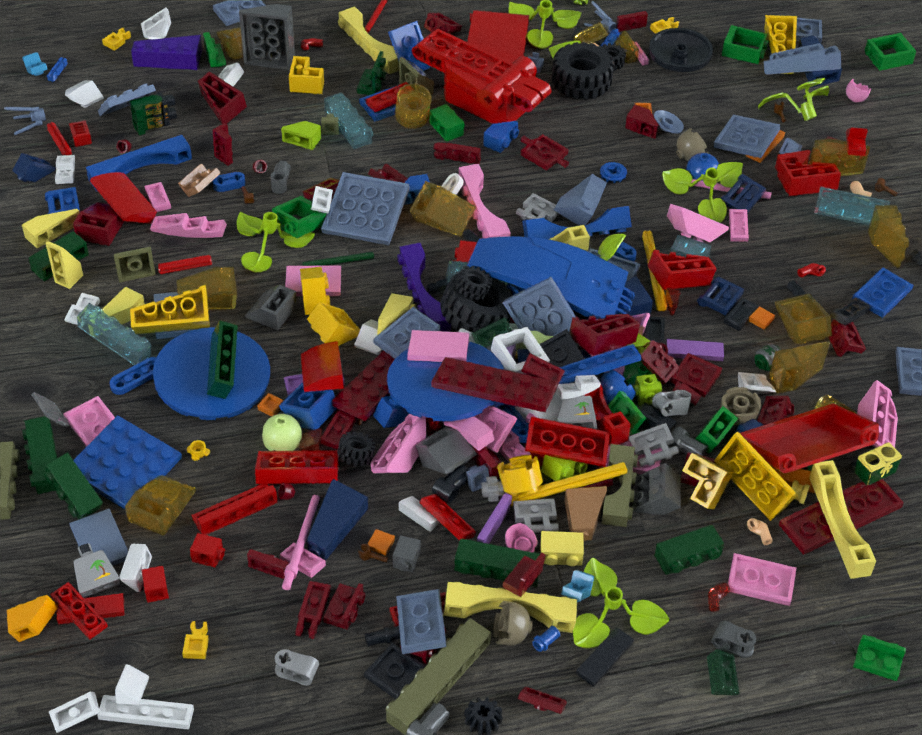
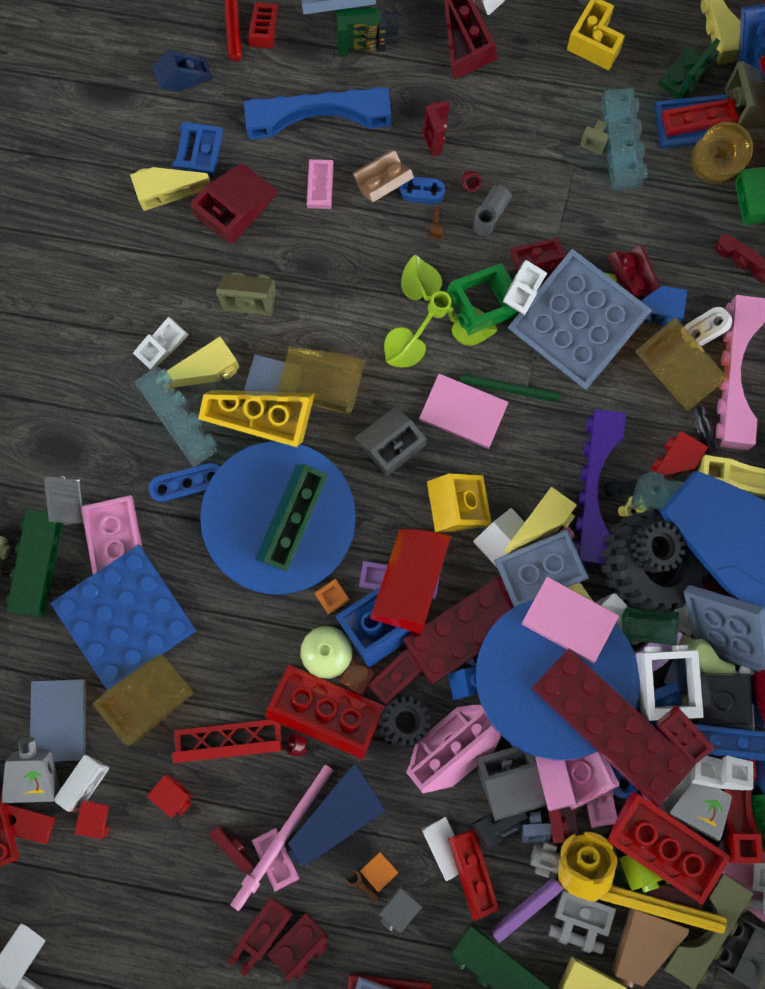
camera: 30 degrees right, 30 degrees up
(64, 266) = (158, 269): light yellow slope -> none
(65, 169) = (222, 86): white slope -> none
(71, 243) = (160, 241): dark green brick -> none
(72, 486) = (46, 641): dark green brick -> none
(122, 145) = (310, 73): dark red hinge -> none
(124, 197) = (273, 173): red slope -> none
(184, 226) = (340, 253): bright pink slope -> none
(184, 264) = (312, 316): red axle -> none
(197, 643) = (110, 923): yellow plate -> none
(198, 450) = (211, 629): yellow plate -> none
(302, 134) = (551, 142): lime slope -> none
(313, 286) = (454, 438): yellow brick -> none
(521, 538) = (546, 957): bright pink hair -> none

